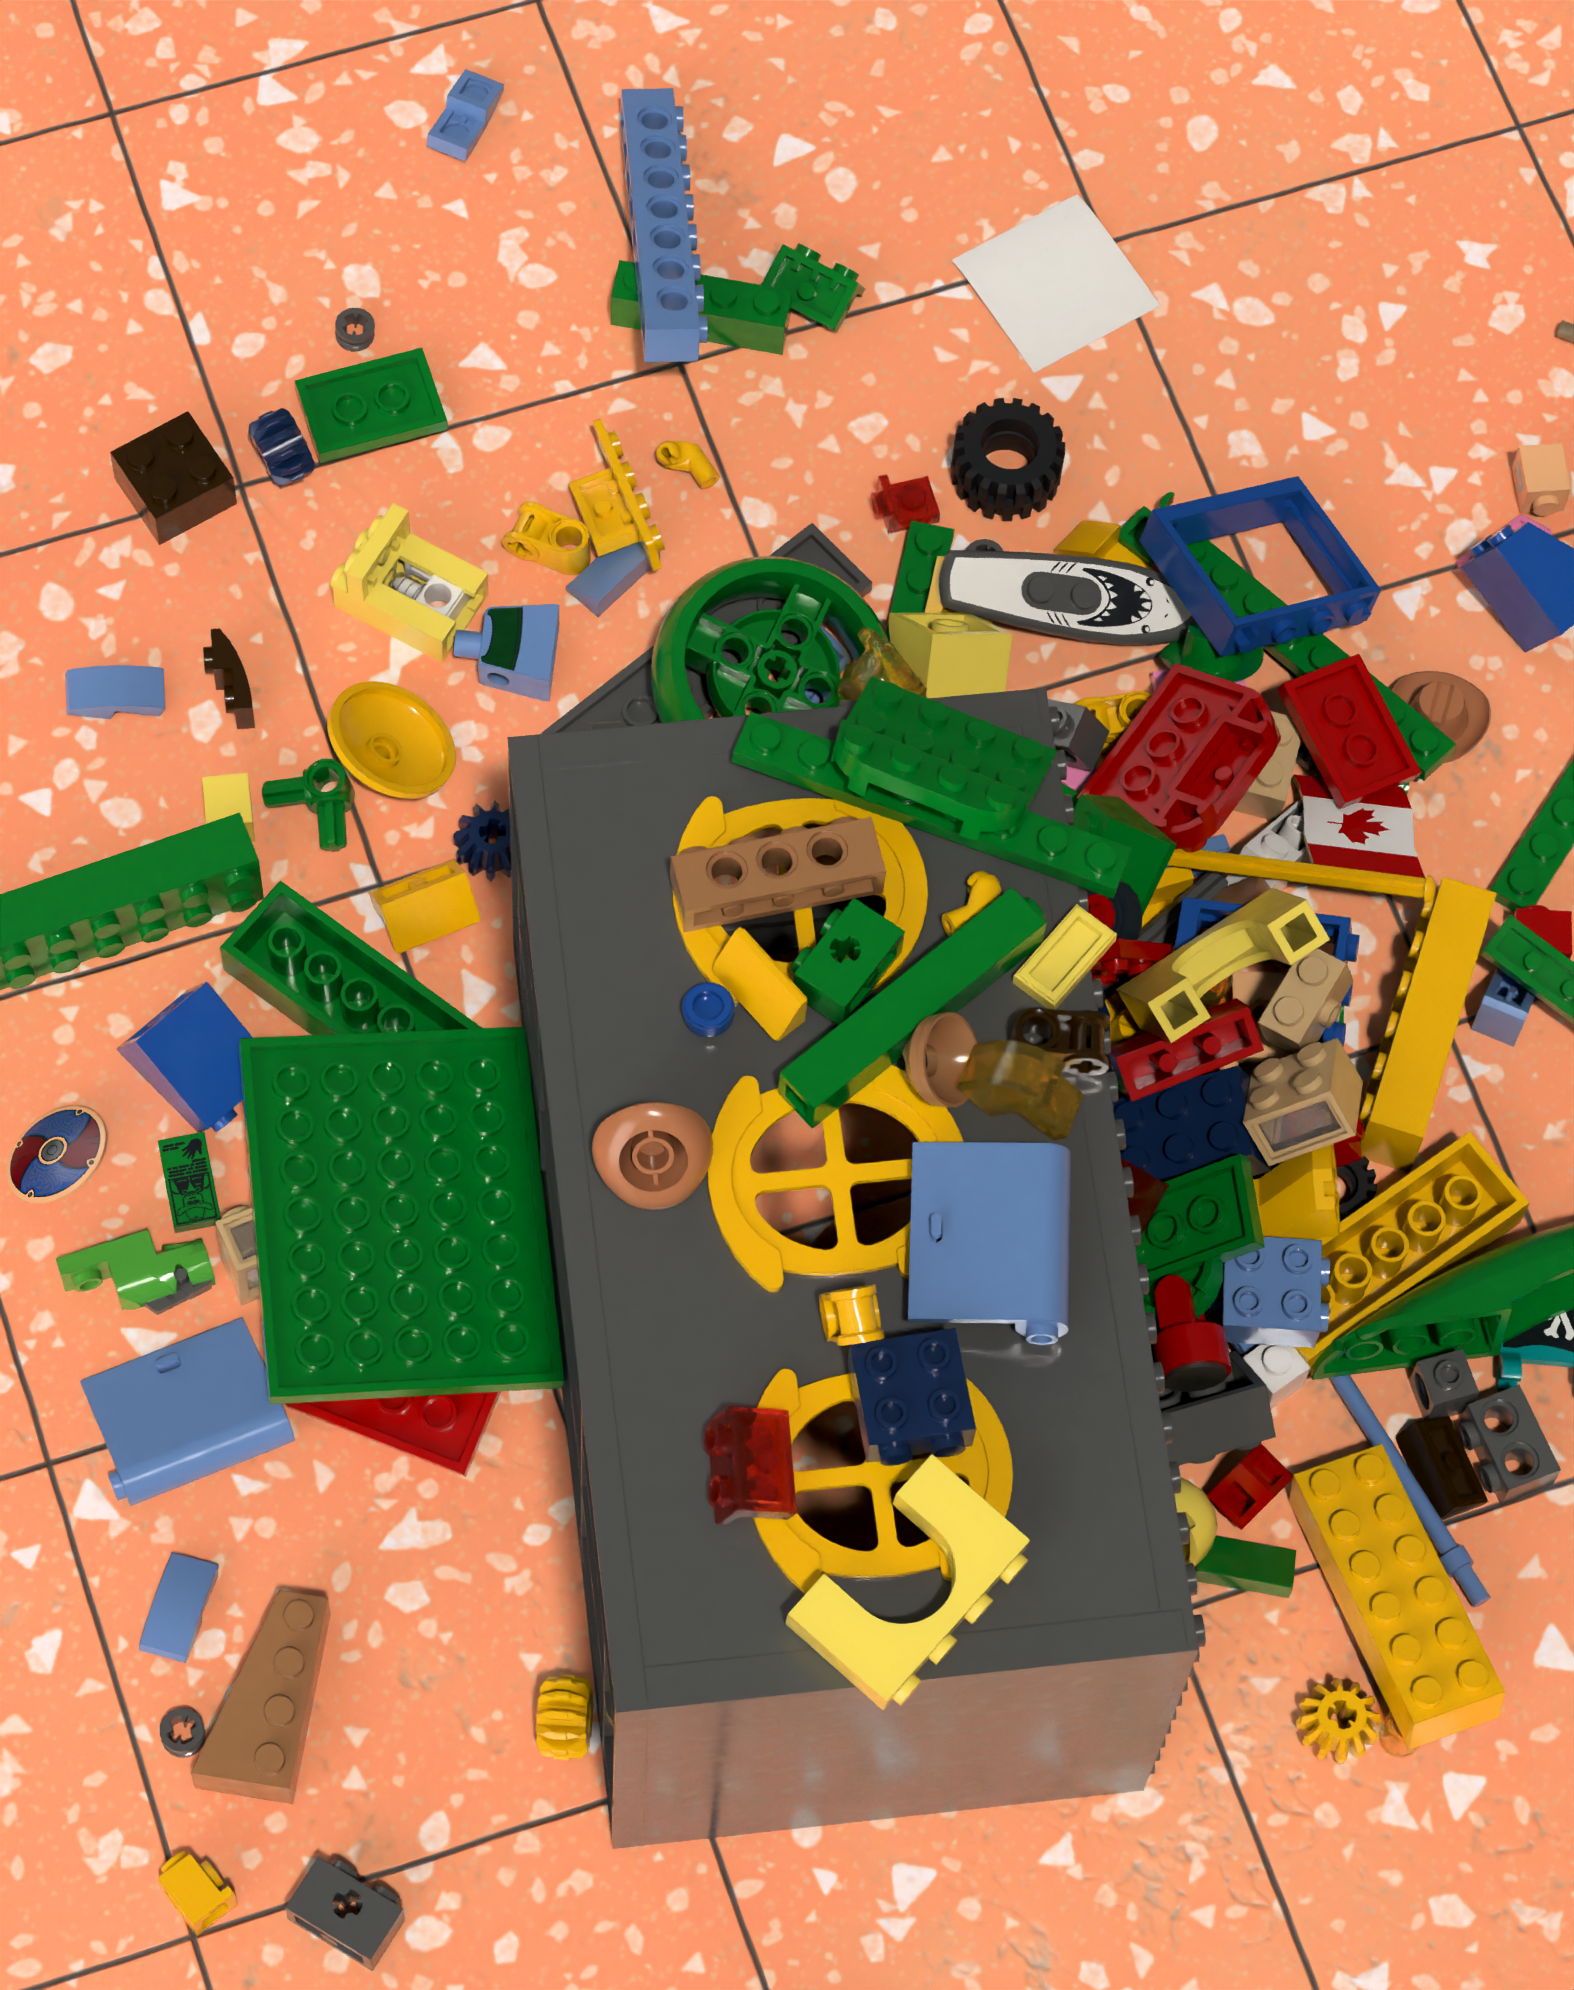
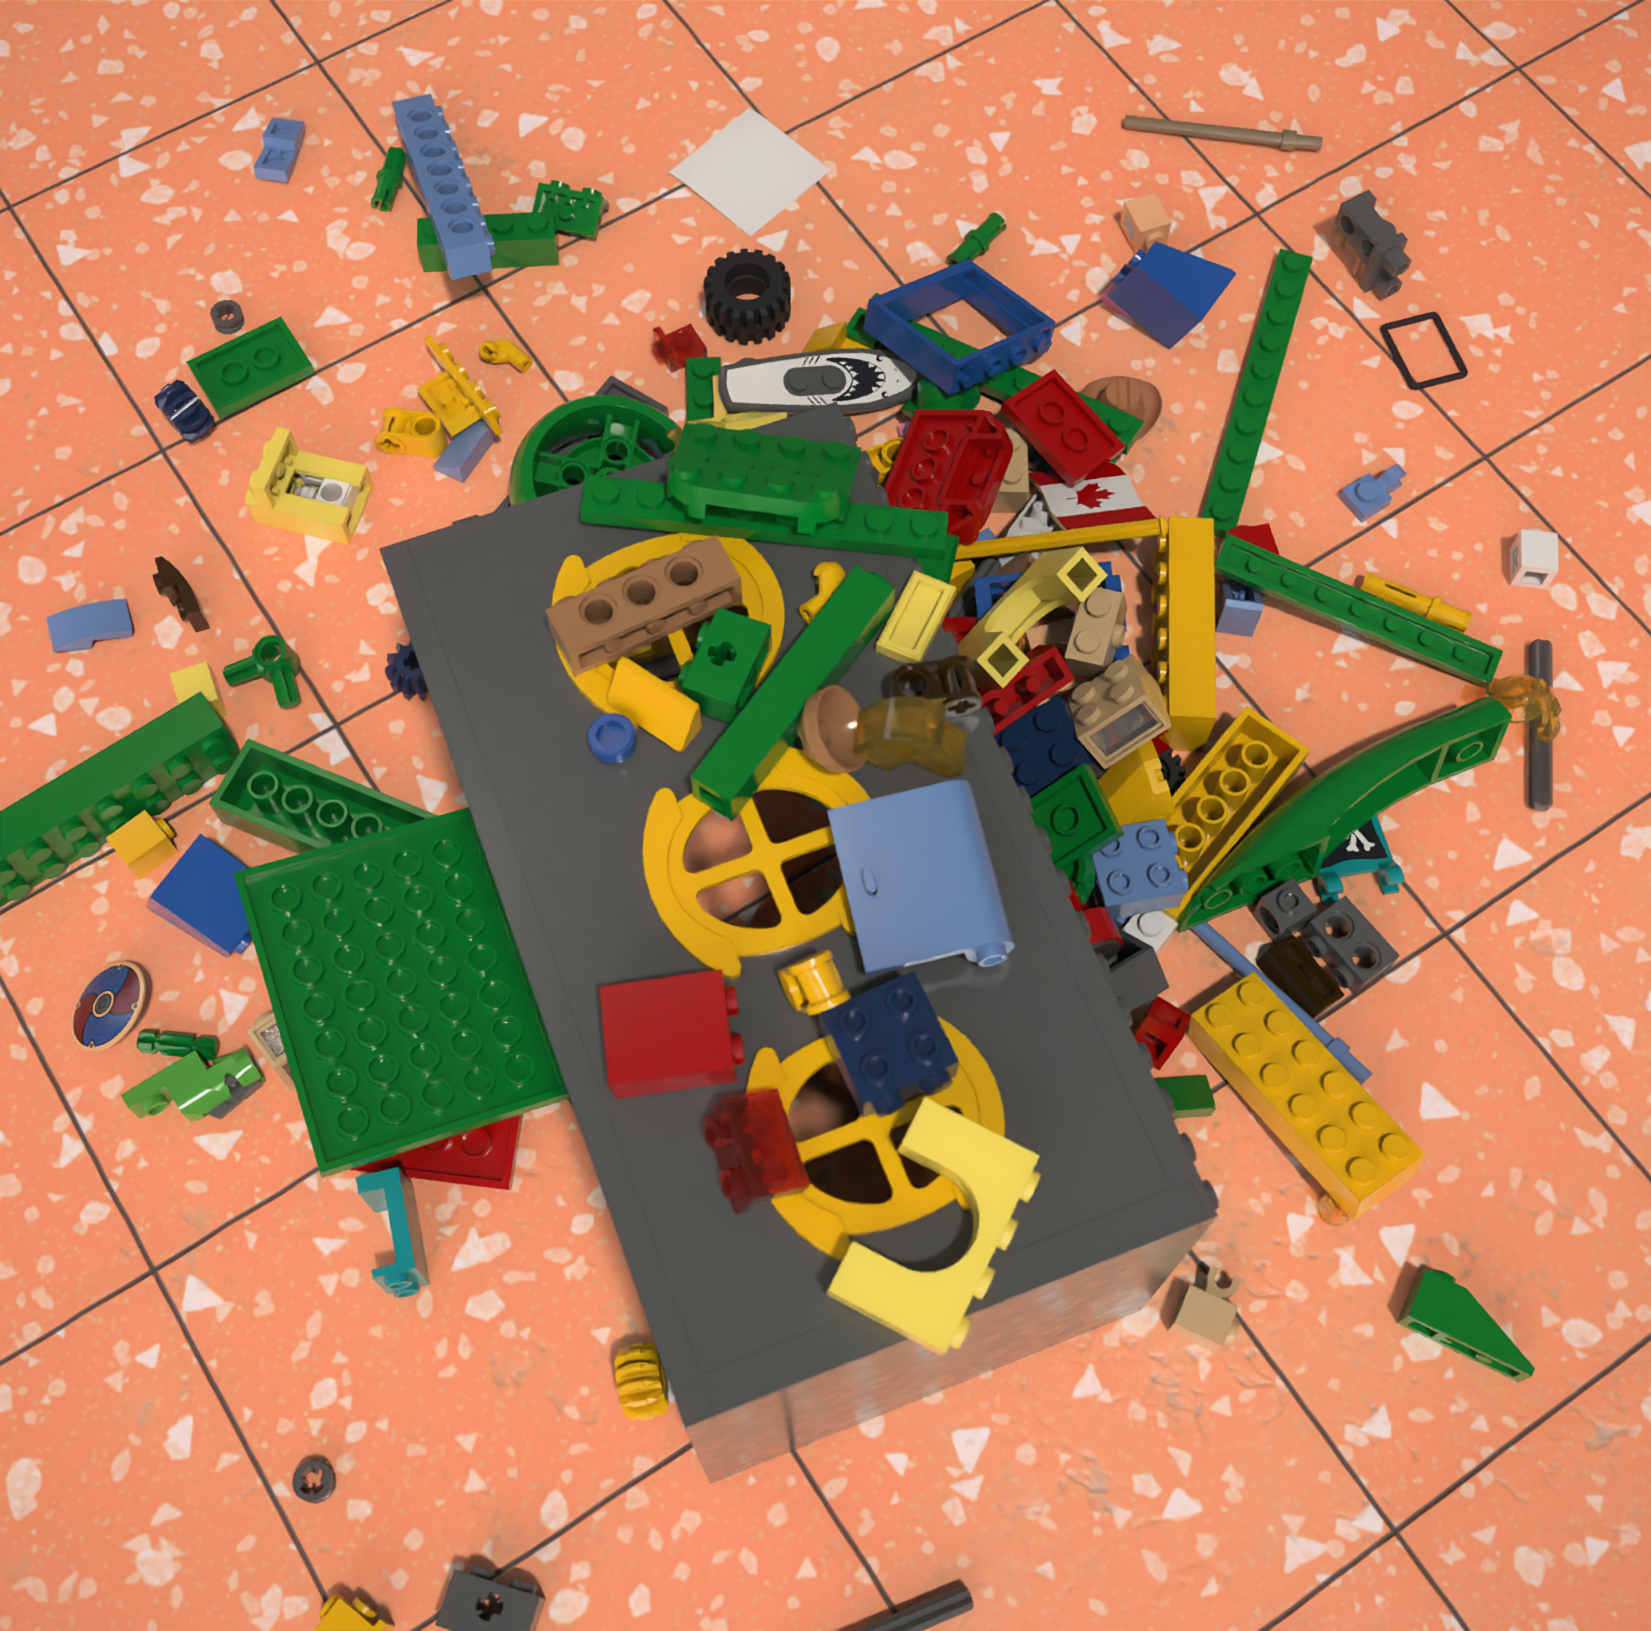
camera: 10 degrees left, 0 degrees up
(124, 1217) = (177, 1044): none -> green axle
(130, 974) = (143, 843): none -> yellow brick
(173, 478) = (104, 453): dark brown brick -> none
(178, 1607) = (287, 1370): medium blue slope -> none
(186, 1412) = (258, 1199): medium blue door -> none
(189, 1182) = (226, 1000): green tile -> none
(266, 1717) = (383, 1446): medium nougat wedge -> none
(333, 1442) = (395, 1193): none -> teal panel
(391, 740) = (317, 609): yellow dish -> none
(426, 905) = (375, 732): yellow panel -> none
(514, 648) = (399, 513): medium blue torso -> none
(595, 189) = (389, 179): none -> green axle
(653, 1154) = (591, 878): nougat hat -> none
(695, 1330) = (670, 1034): none -> red brick
(1214, 1811) = (1205, 1314): none -> tan brick
(1319, 451) = (977, 241): none -> green pin
(1350, 1710) = (1280, 1223): yellow gear -> none
(1494, 1889) = (1457, 1321): none -> green slope

